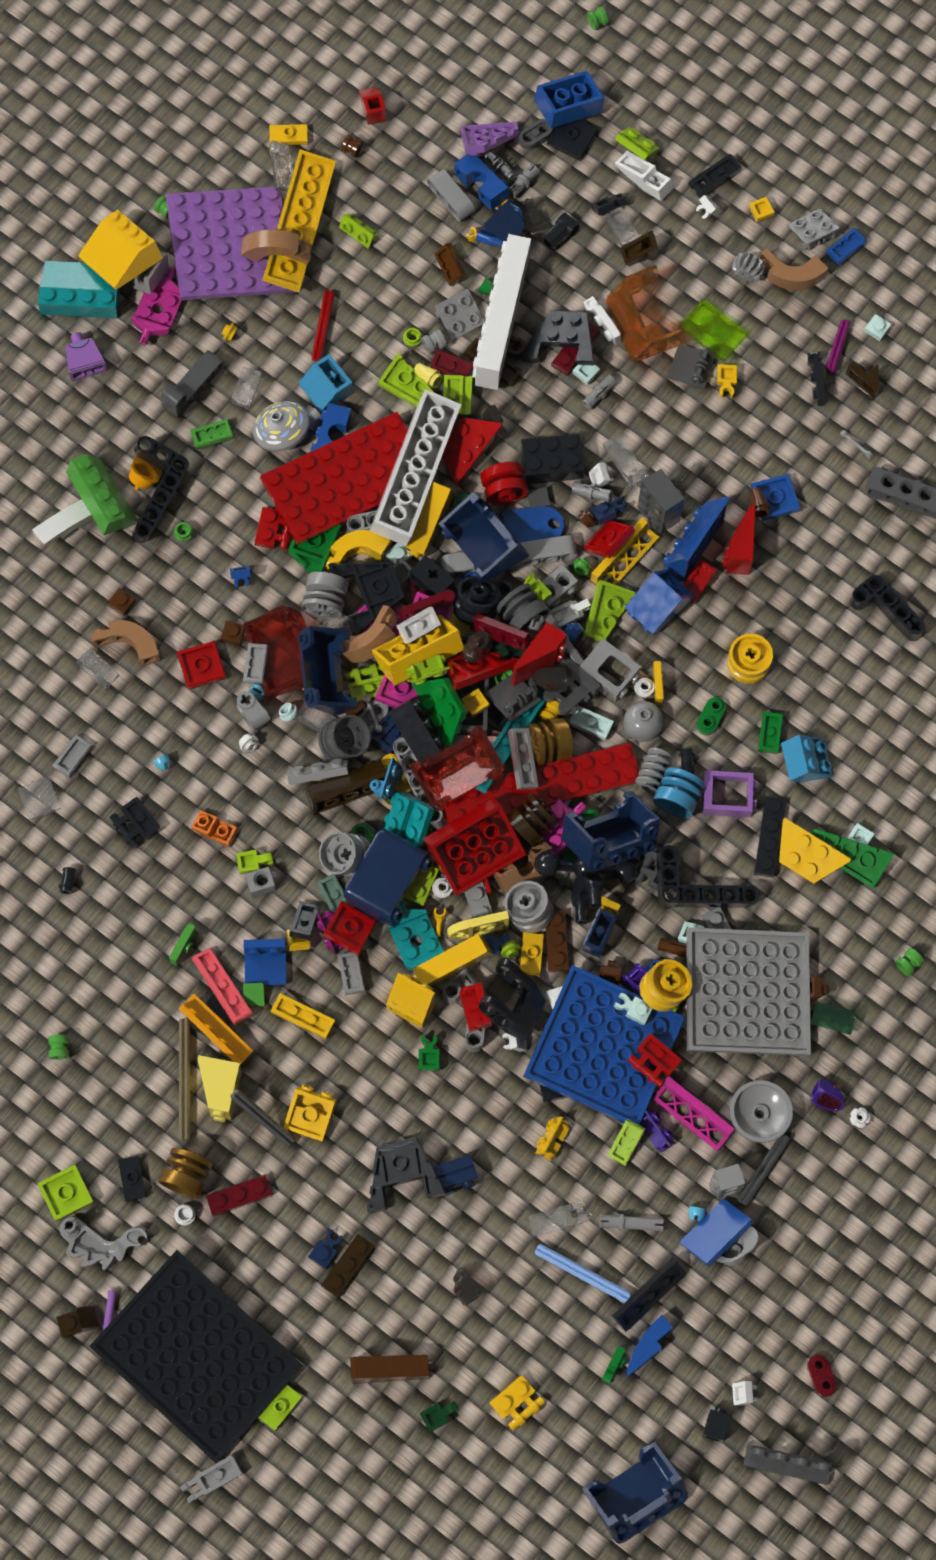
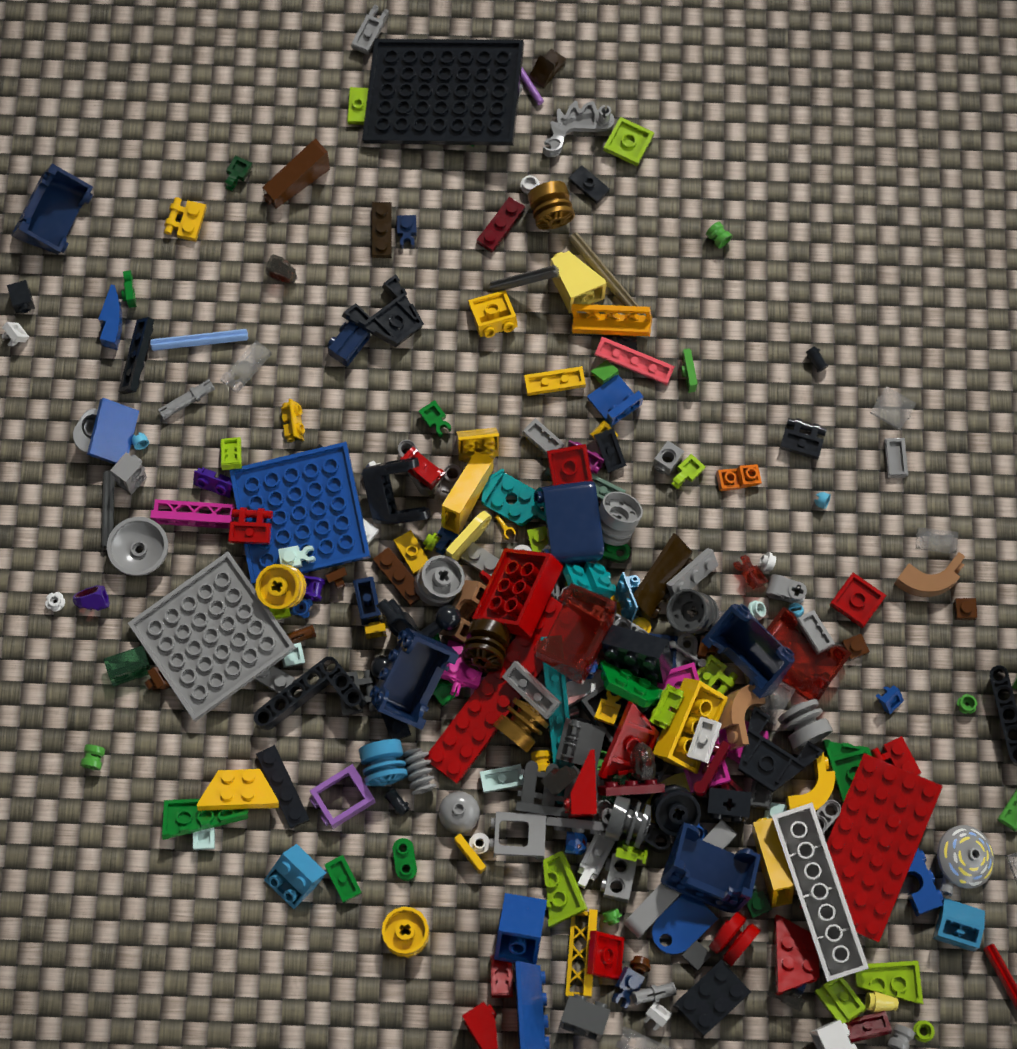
camera: 145 degrees right, 0 degrees up
(267, 742) = (752, 574): none -> clear red plate

